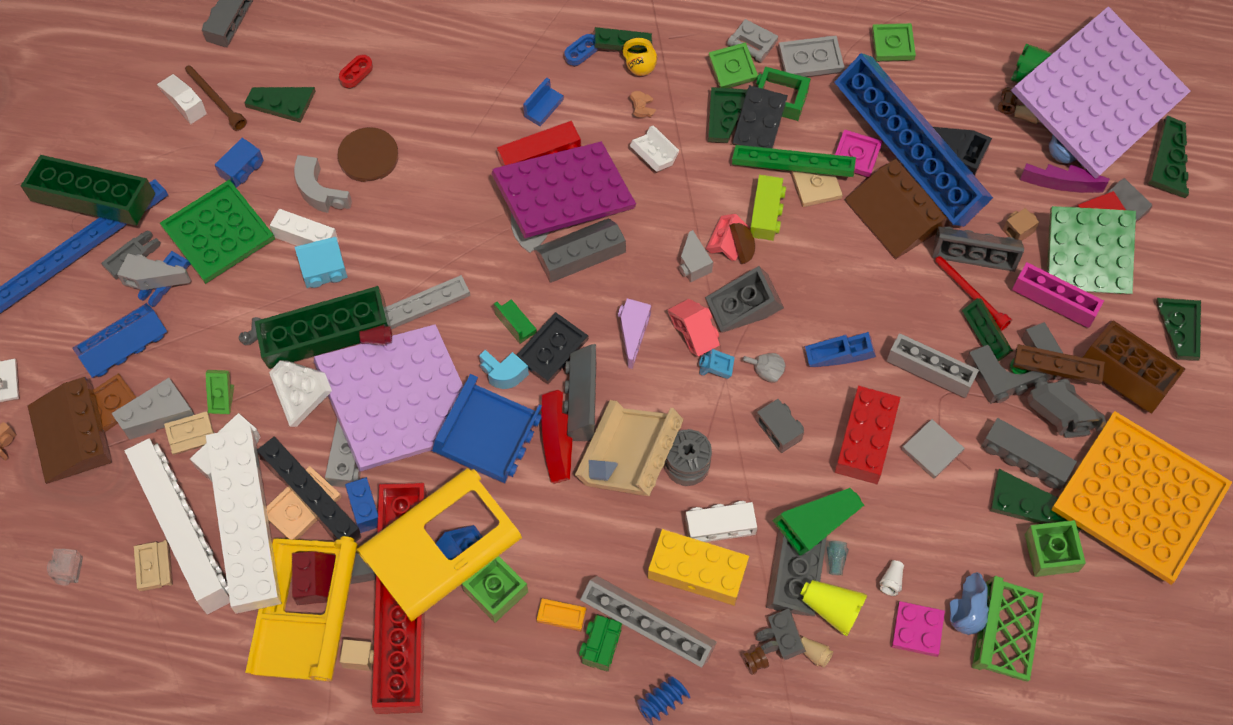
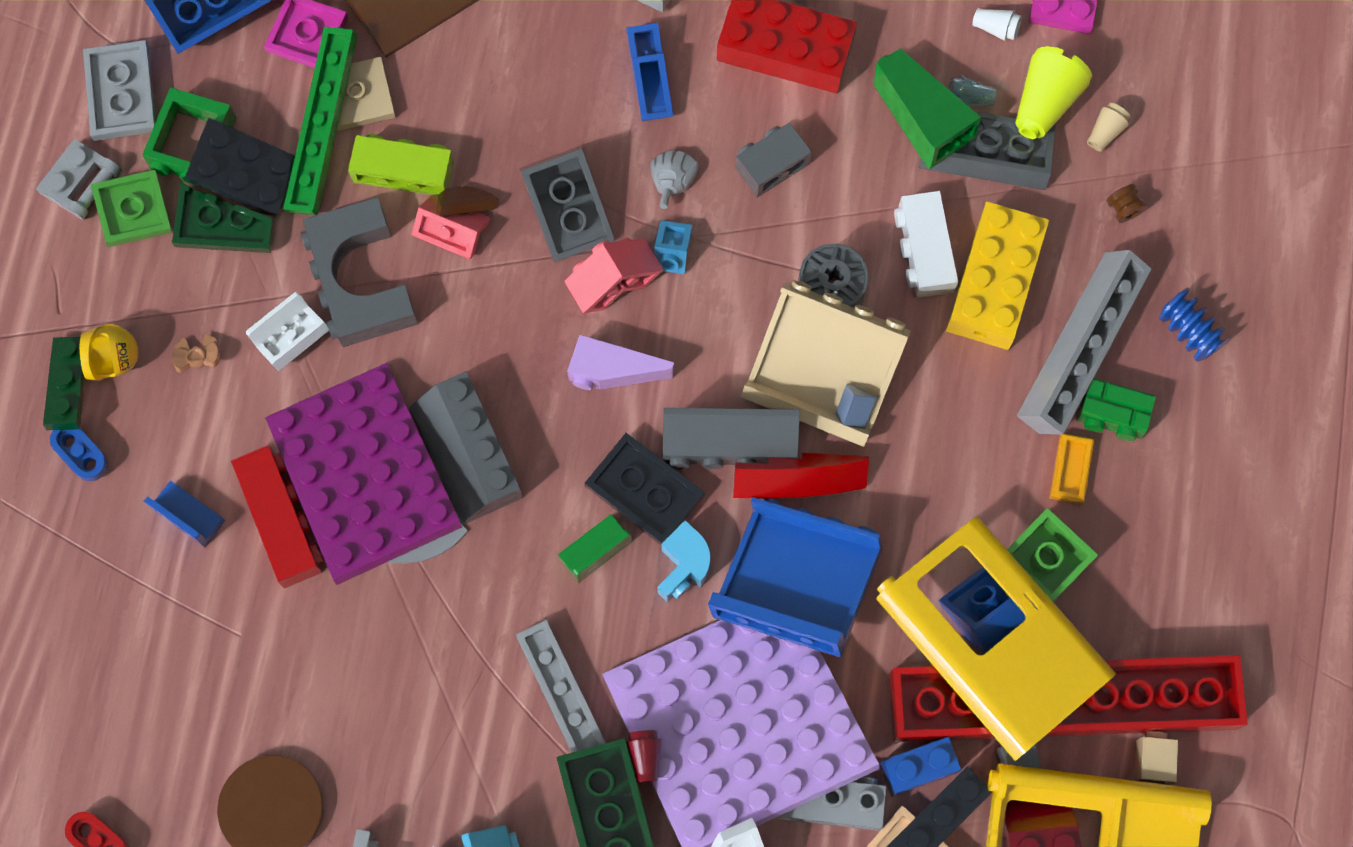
camera: 90 degrees left, 10 degrees up
(695, 259) = (489, 274): light grey slope -> none
(714, 169) = (331, 239): none -> dark grey arch
(786, 635) = (1088, 162): dark grey hinge -> none

